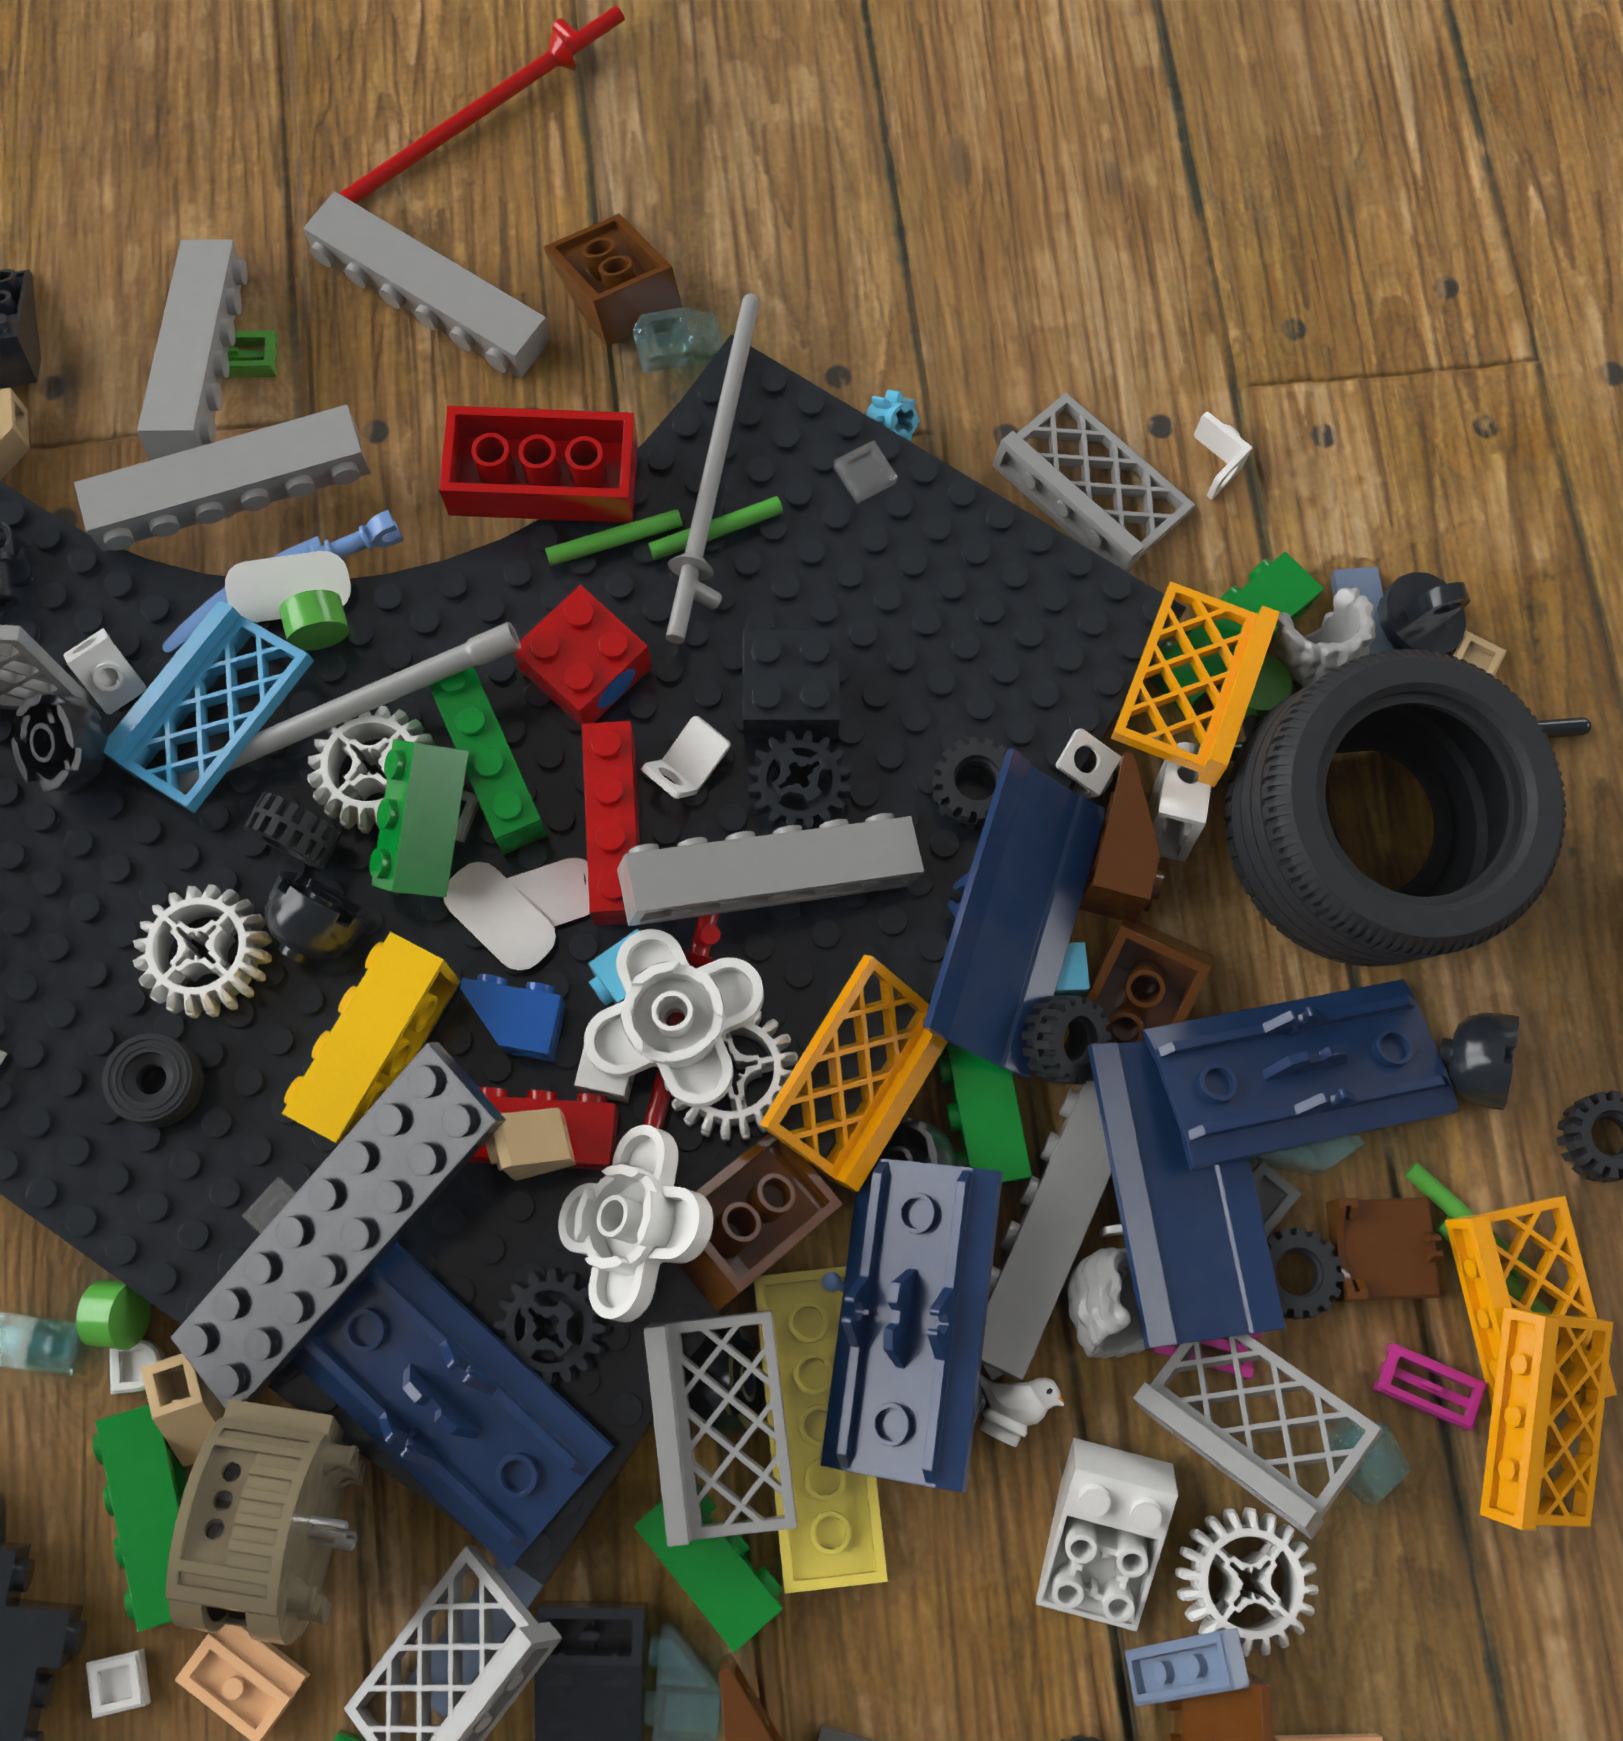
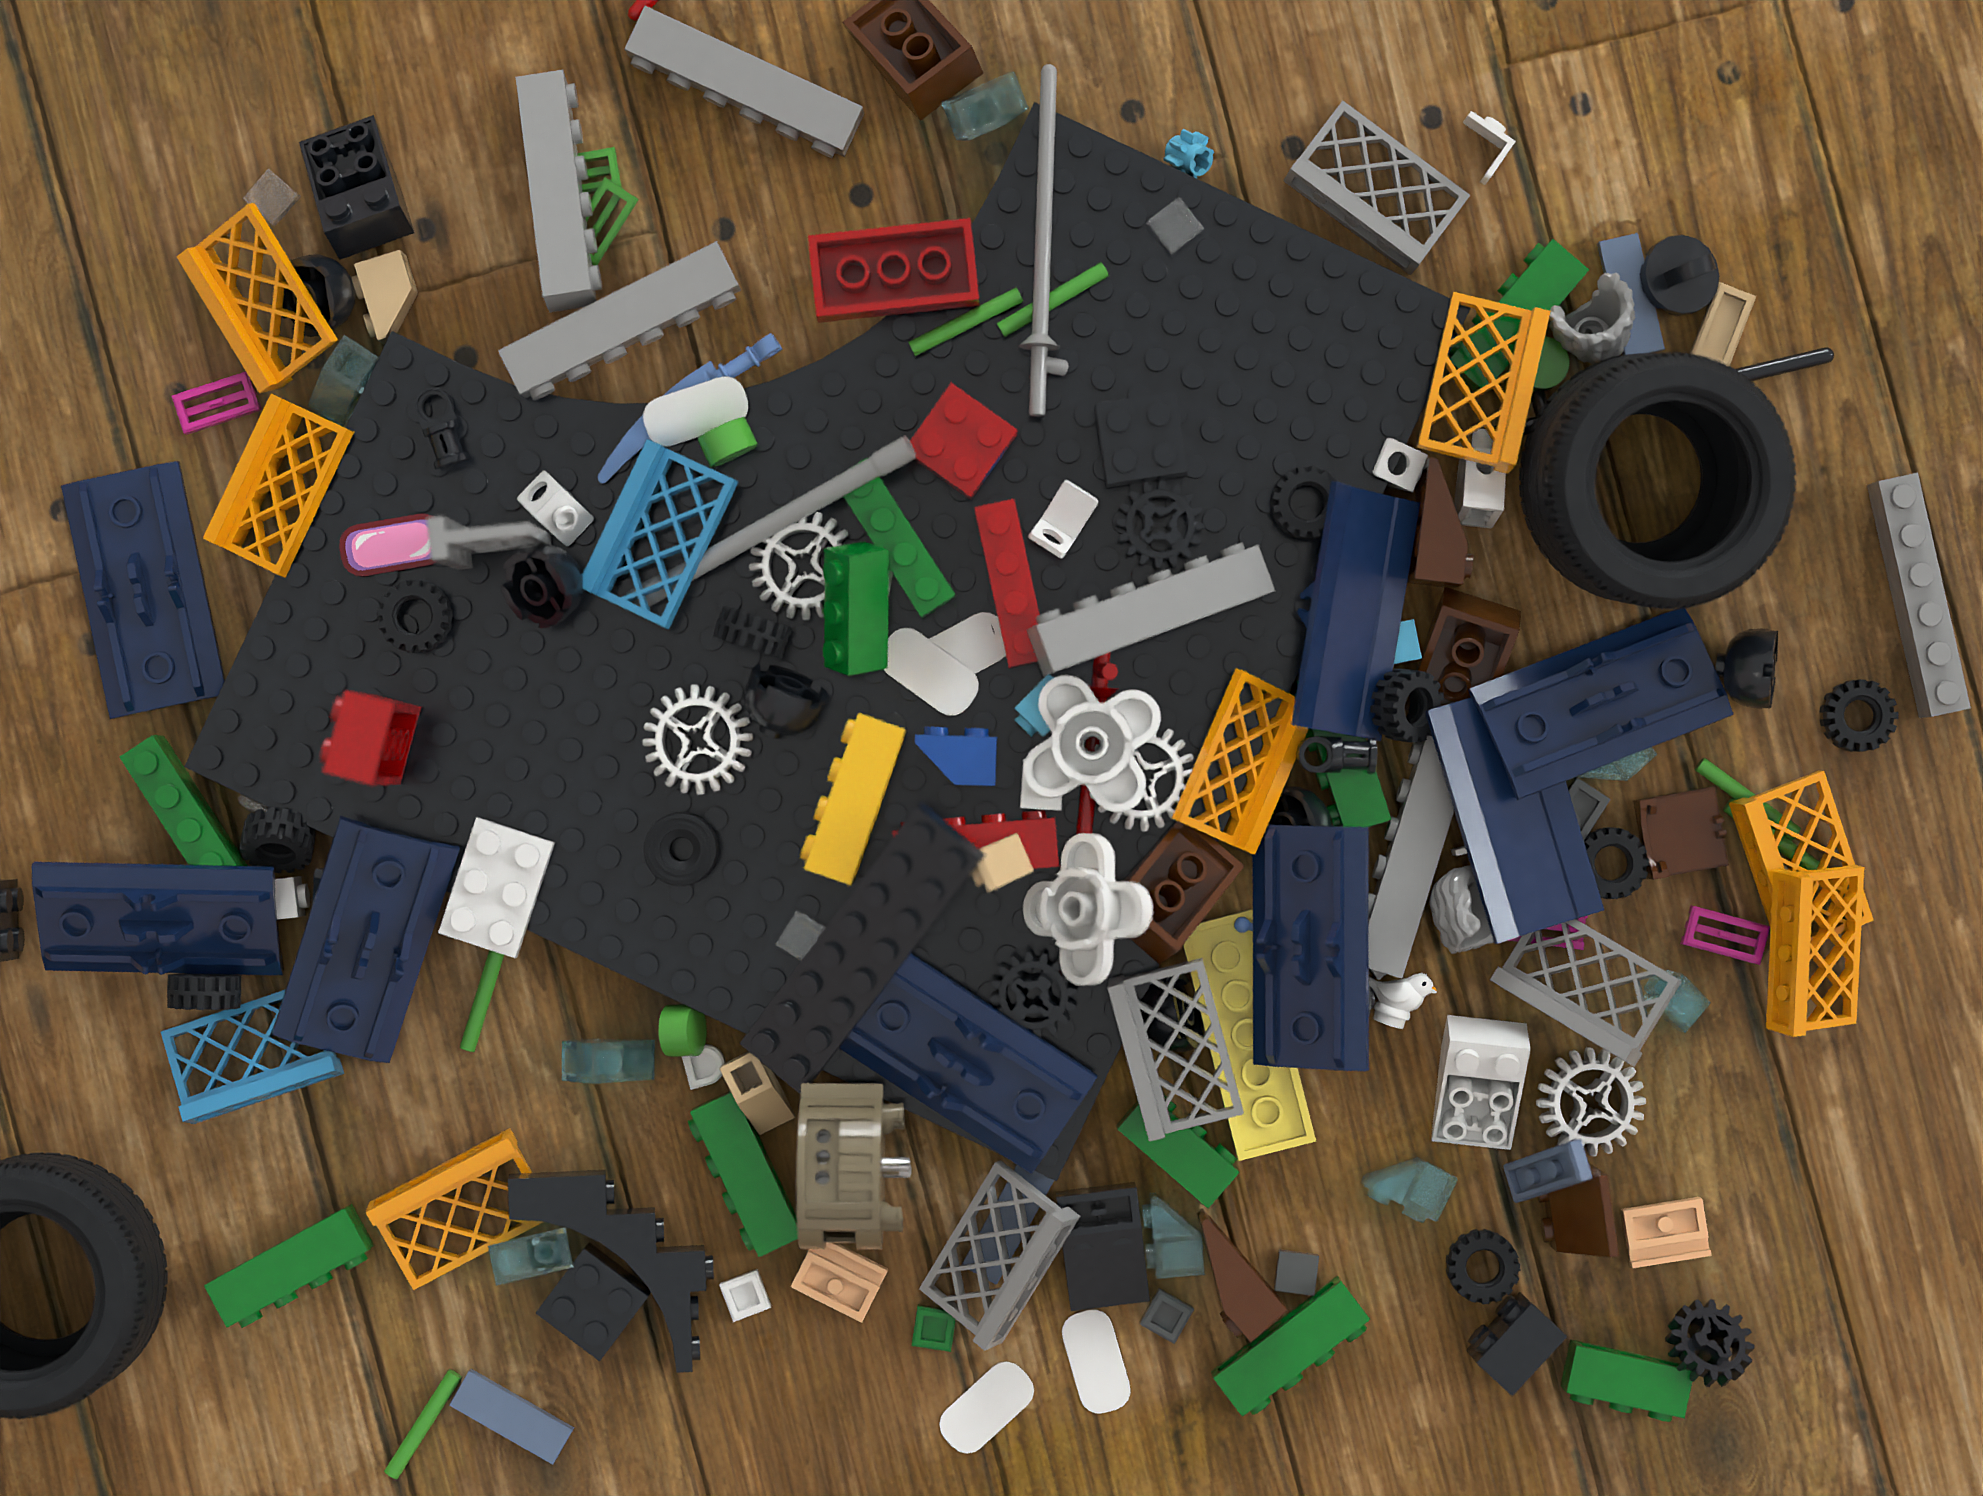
camera: 10 degrees left, 15 degrees up
(258, 405) = (619, 193): none -> bright green tile
(977, 1084) = (1336, 754): none -> black connector
(1008, 1662) = (1413, 1184): none -> clear light blue slope

